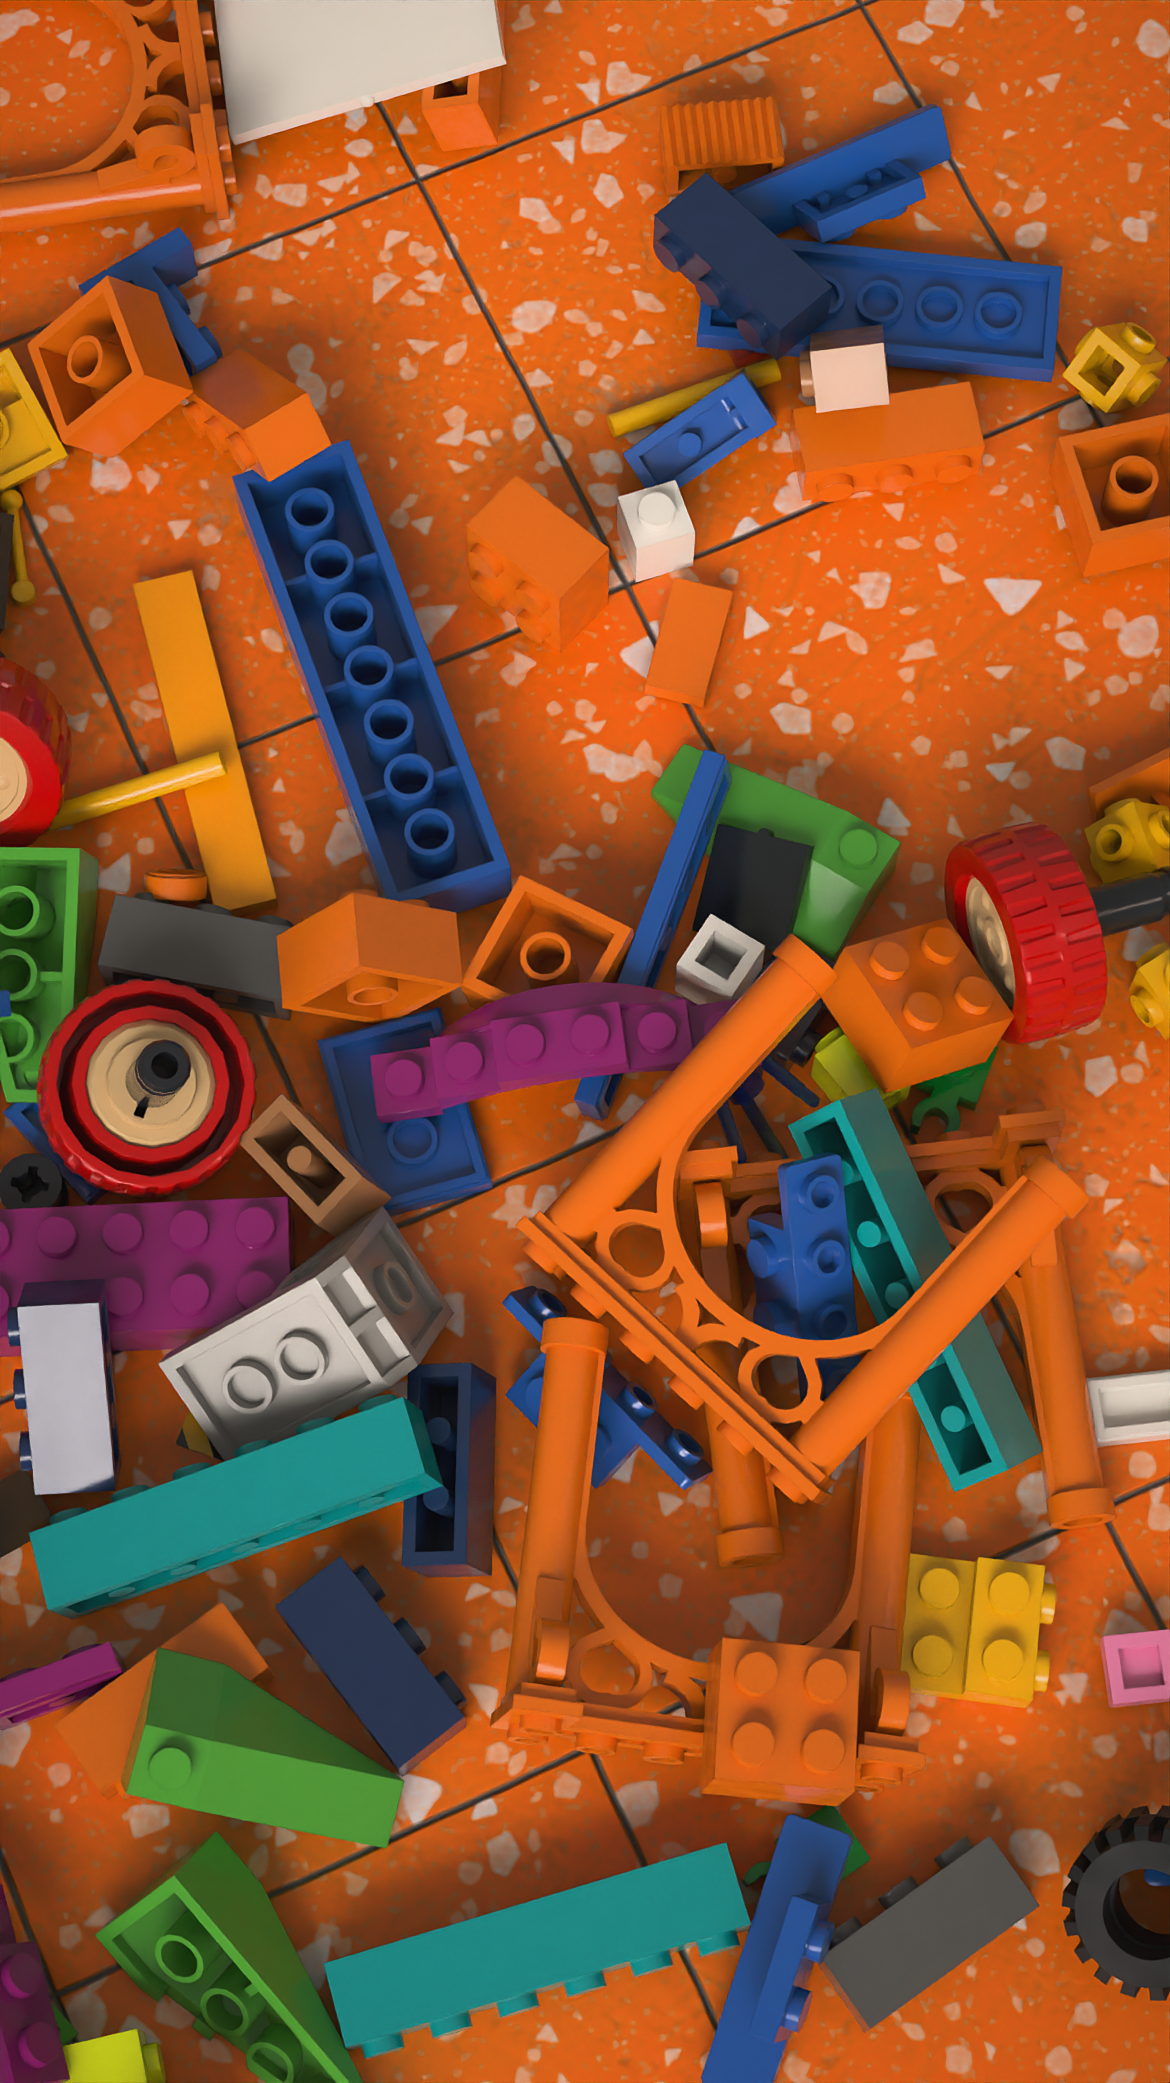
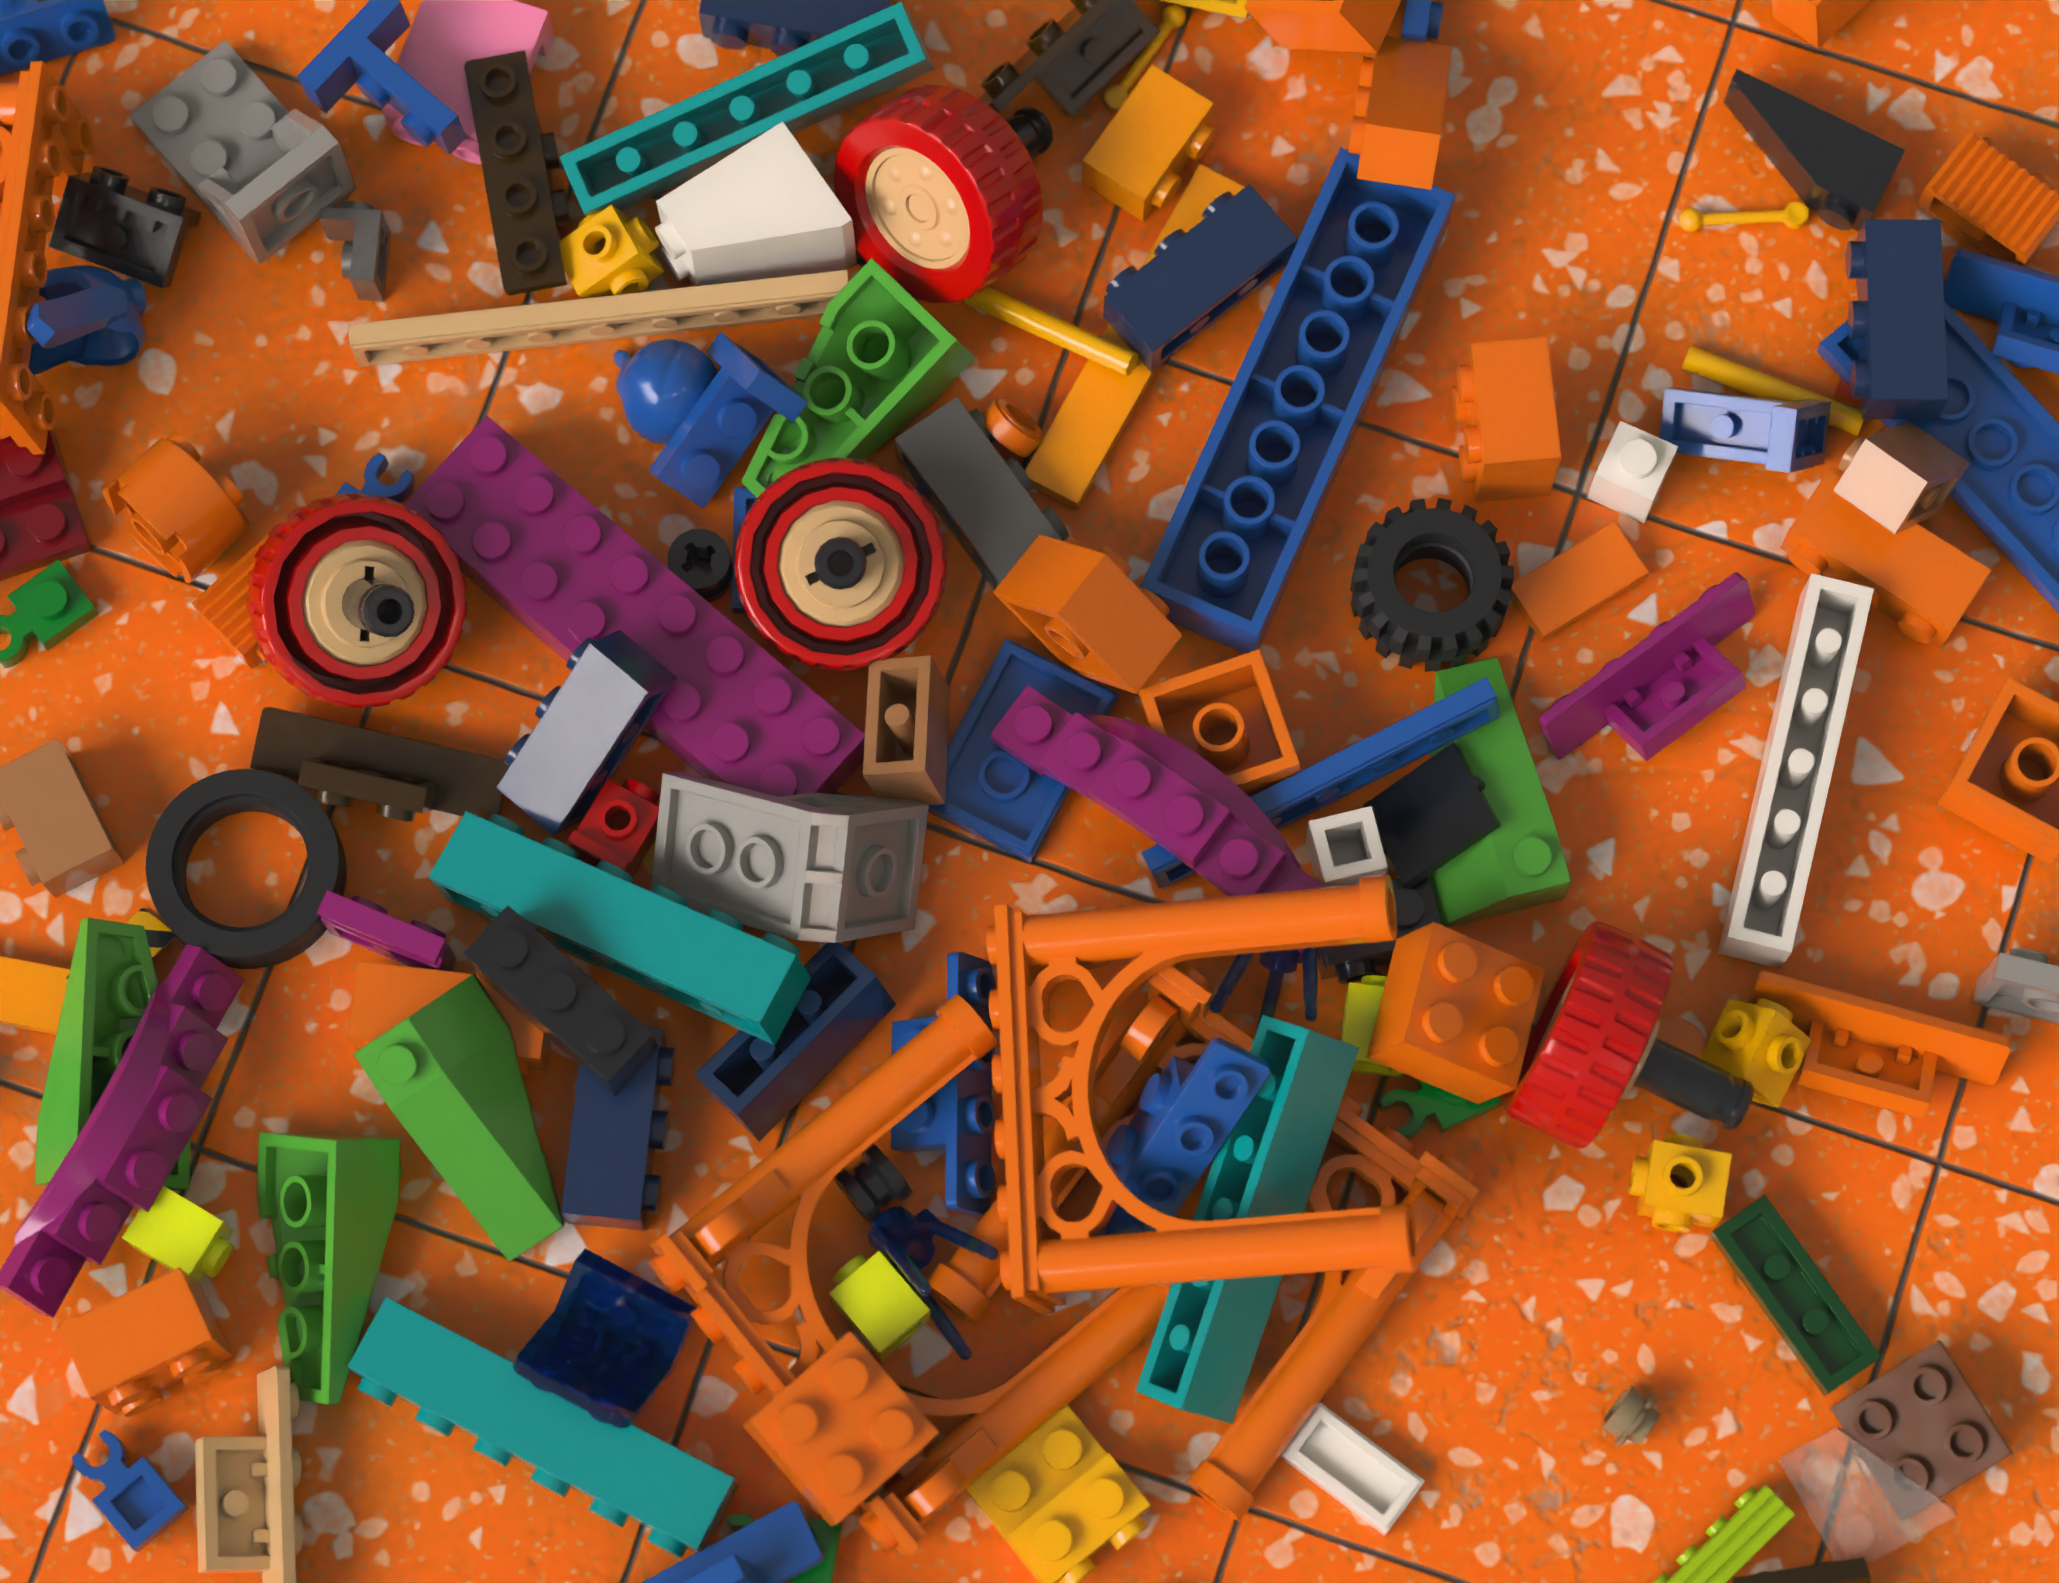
camera: 45 degrees right, 5 degrees up
(81, 600) = (1149, 144): none -> light orange brick
(155, 1462) = (623, 847): none -> red brick
(211, 657) = (1198, 276): none -> dark blue brick
(247, 1603) = (561, 1000): none -> black brick
(527, 1832) = (607, 1341): none -> clear blue bracket
(568, 212) = (1822, 157): none -> black slope
(584, 684) = (1439, 536): none -> black tyre
(589, 272) = (1793, 216): none -> yellow hinge
(612, 1526) = (872, 1183): none -> black wheel
(682, 1549) = (910, 1247): none -> clear blue plant
(698, 1608) = (878, 1303): none -> neon yellow brick
(819, 660) = (1661, 682): none -> magenta bracket
(974, 634) = (1796, 771): none -> white brick

